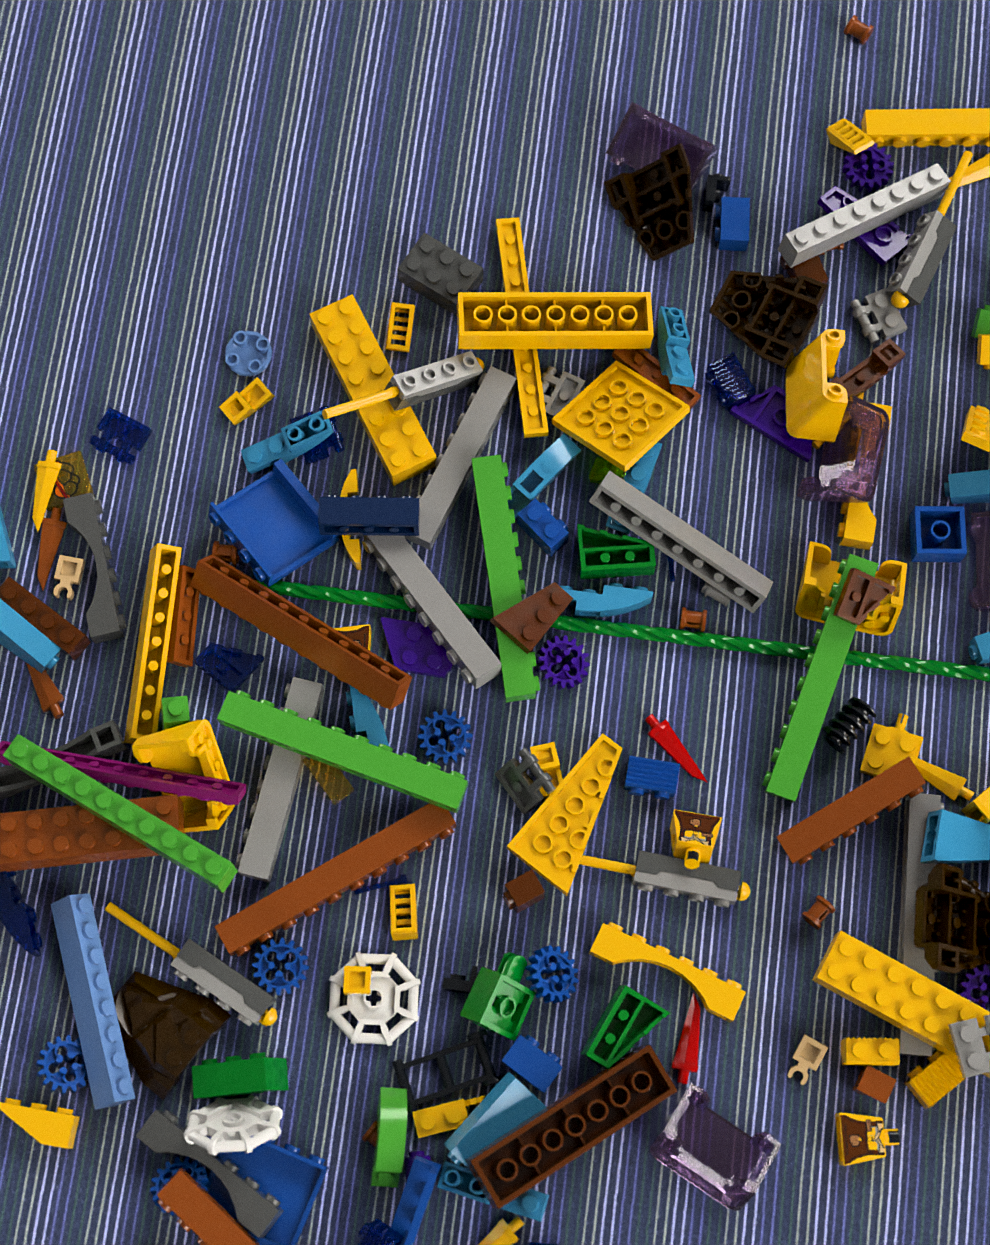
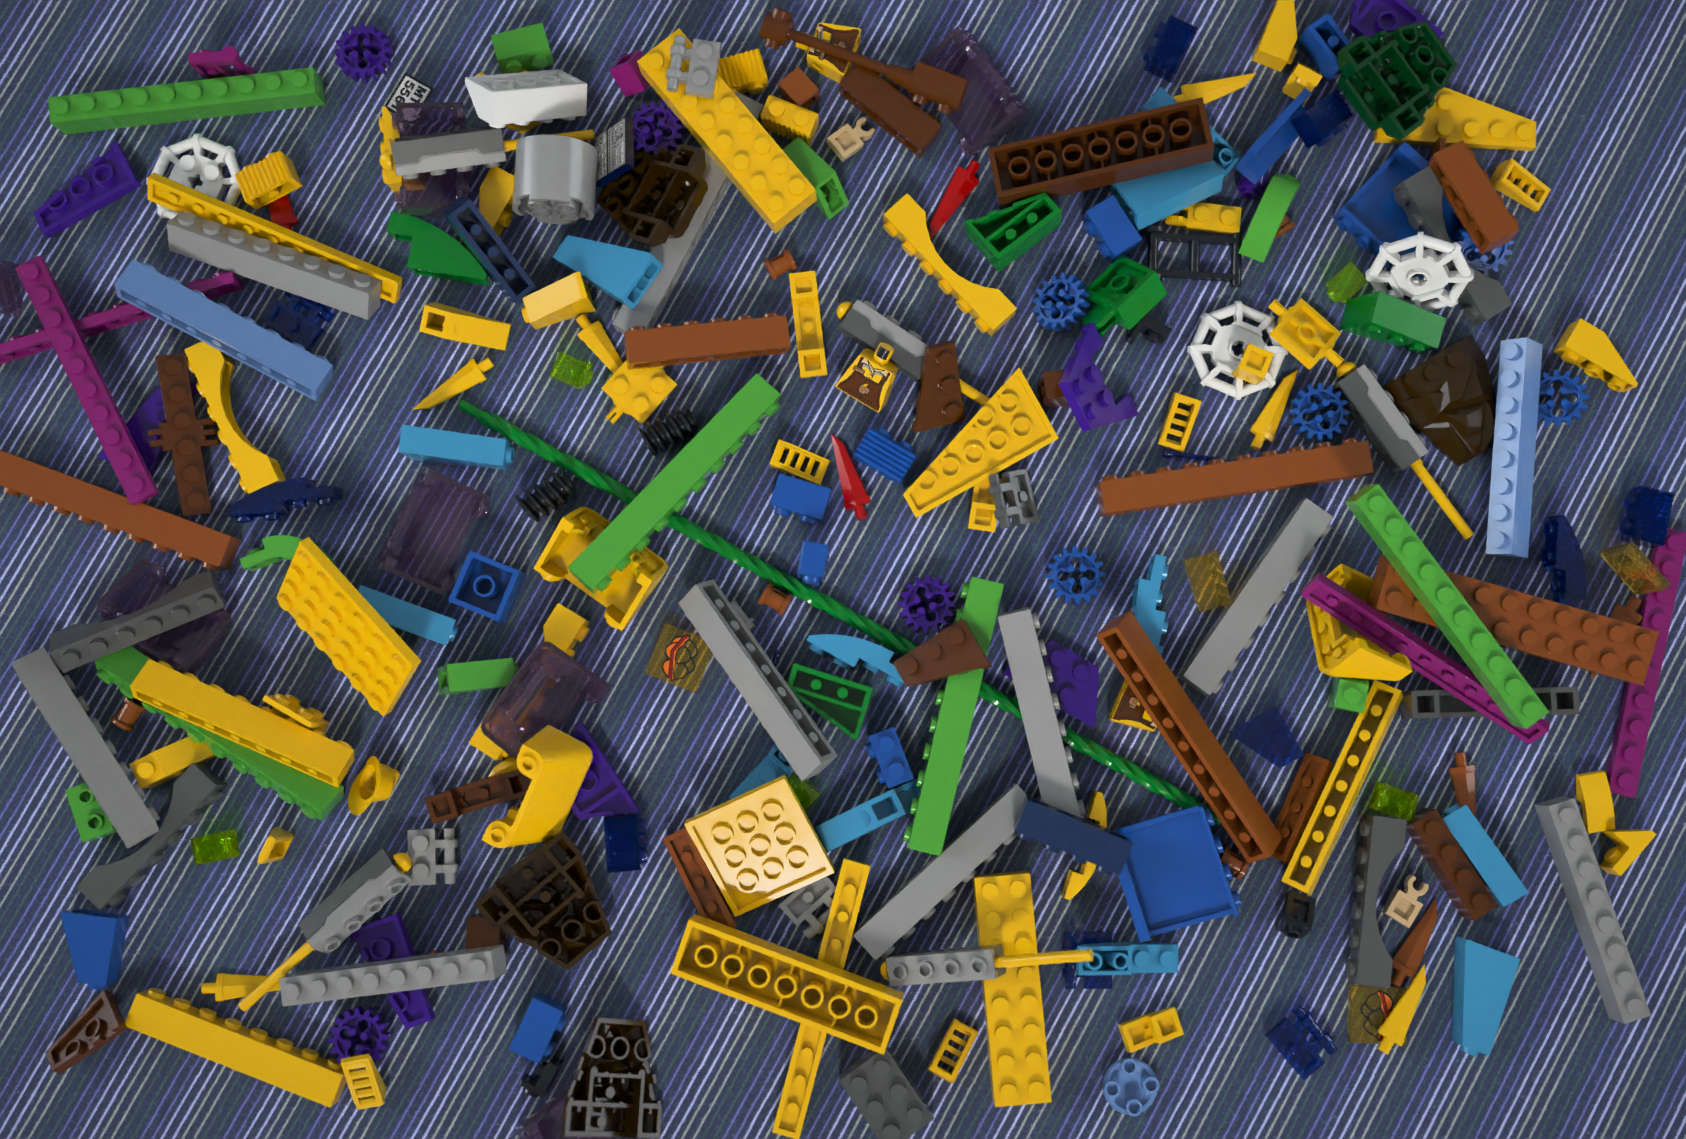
camera: 155 degrees left, 10 degrees up
(105, 652) = (1394, 801): none -> clear neon green bracket
(156, 530) = (1297, 915): none -> black bracket
(297, 1099) = (1345, 283): none -> clear neon green bracket
(318, 1035) = (1305, 333): none -> yellow plate
(321, 953) = (1269, 418): none -> yellow bar
(343, 751) = (1191, 594): bright green brick -> none
(501, 891) = (1086, 390): none -> dark purple wing
(629, 849) = (940, 388): none -> reddish brown wing
(672, 347) = (669, 905): dark azure slope -> none
(675, 657) = (813, 562): none -> blue brick
(708, 710) = (800, 499): none -> blue brick
(744, 734) = (778, 452): none -> yellow slope
(752, 541) = (679, 658): none -> clear yellow tile
(762, 1132) = (924, 82): none -> reddish brown bar
(768, 866) = (807, 324): none -> yellow slope
(782, 1101) = (890, 109): none -> reddish brown brick
(824, 1005) = (823, 178): none -> bright green slope
(860, 596) = (603, 538): reddish brown wing -> none
(911, 461) = (475, 675): none -> bright green slope
(922, 628) = (548, 496): none -> black piece
(952, 348) = (371, 785): none -> yellow piece
(956, 744) = (571, 371): none -> clear neon green bracket

